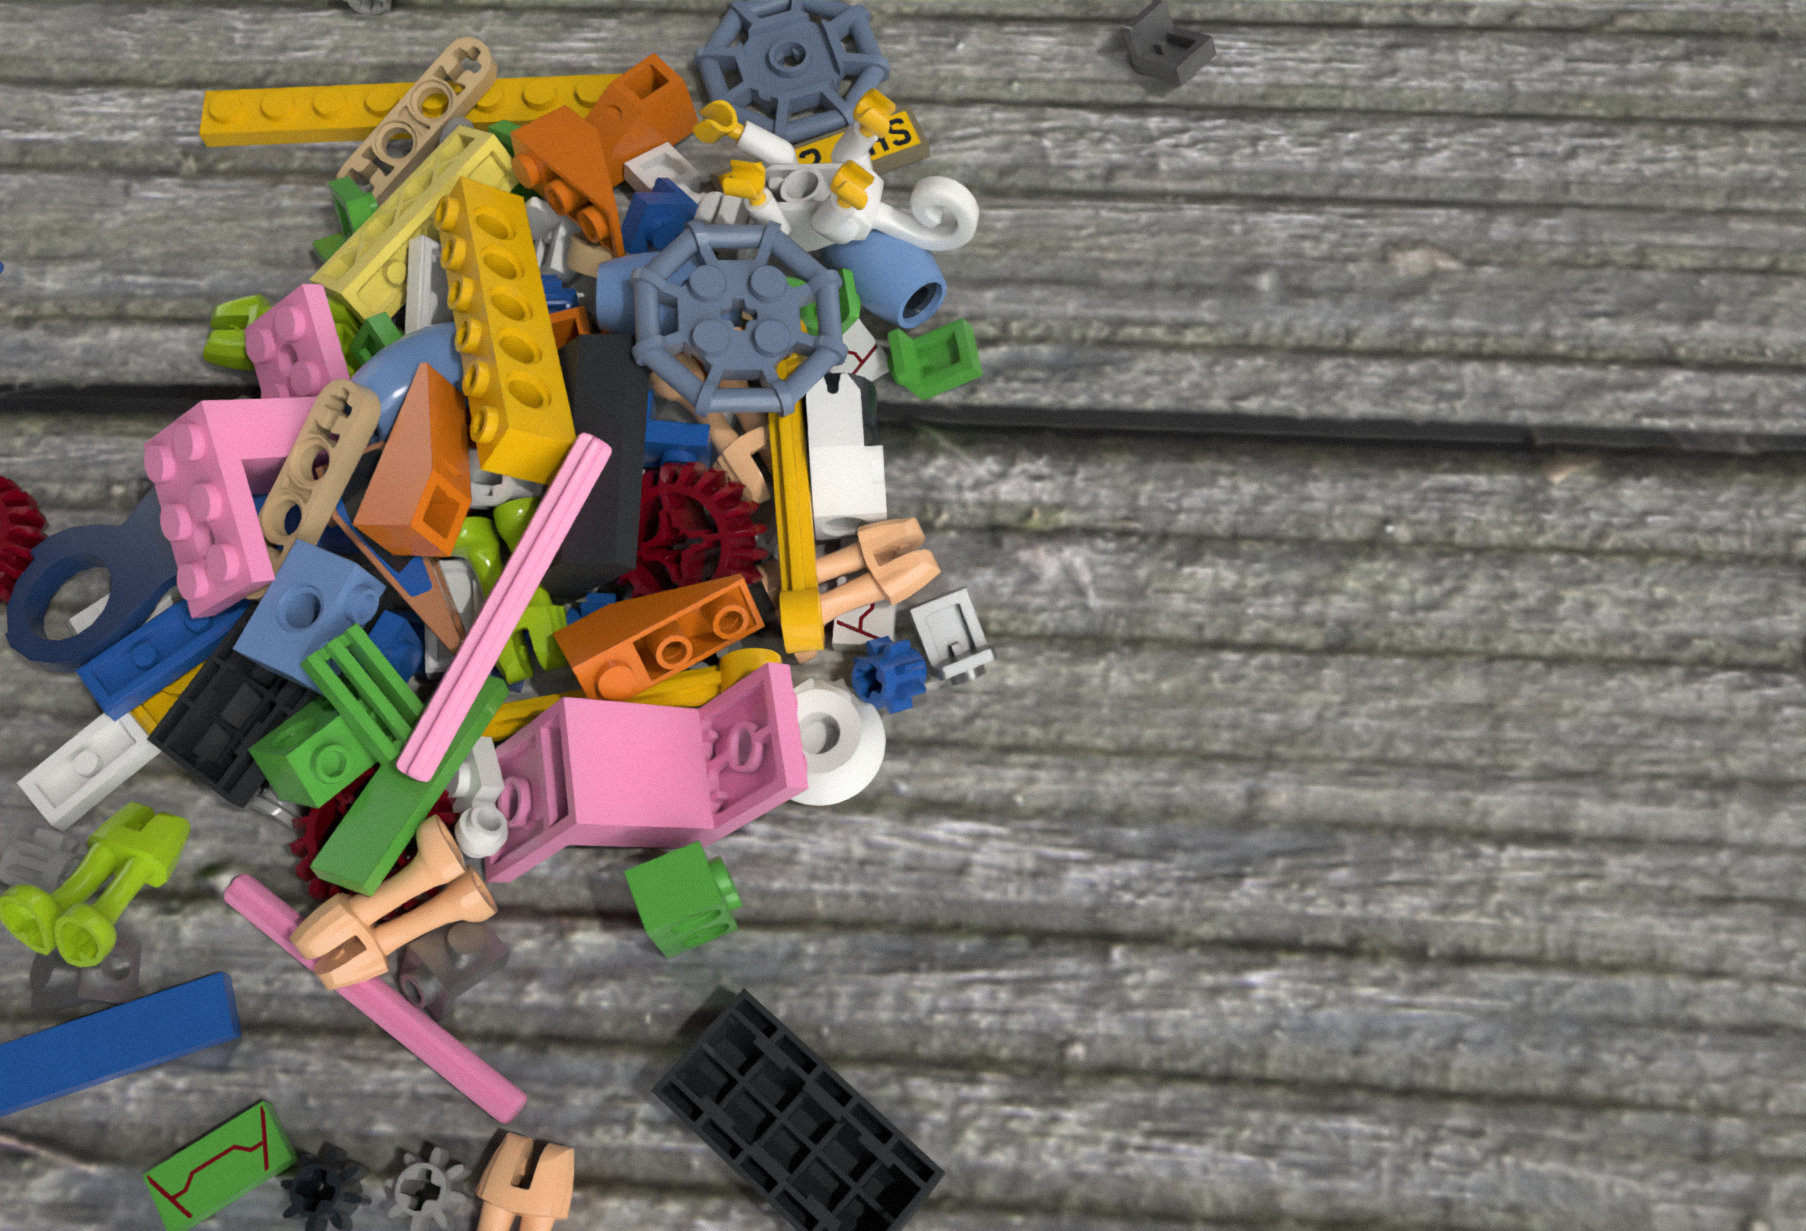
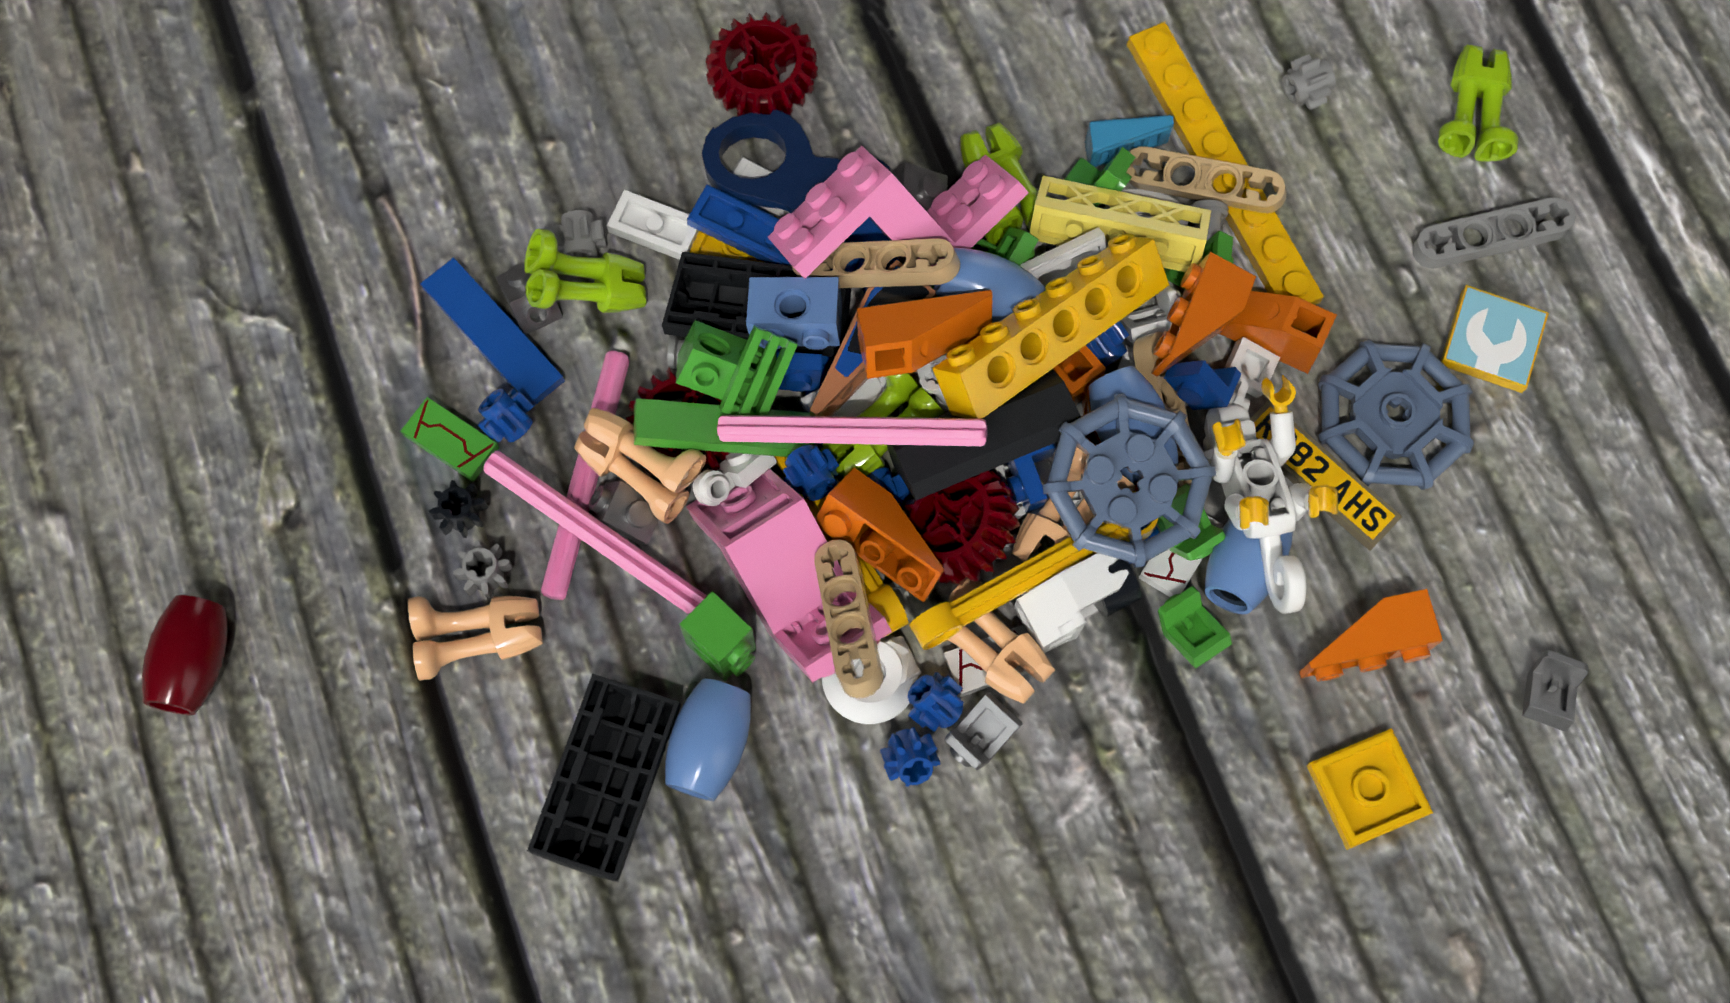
camera: 60 degrees right, 5 degrees up
(231, 1070) = (505, 415): none -> blue gear
(307, 199) = (1108, 136): none -> dark azure slope
(457, 1013) = (593, 532): none -> bright pink axle
(527, 688) = (811, 472): none -> blue gear
(746, 705) = (843, 618): none -> tan beam
(810, 973) = (708, 739): none -> medium blue piece
(944, 732) = (910, 756): none -> blue gear
(1027, 176) = (1391, 629): none -> orange slope
(1195, 267) = (1369, 789): none -> yellow tile

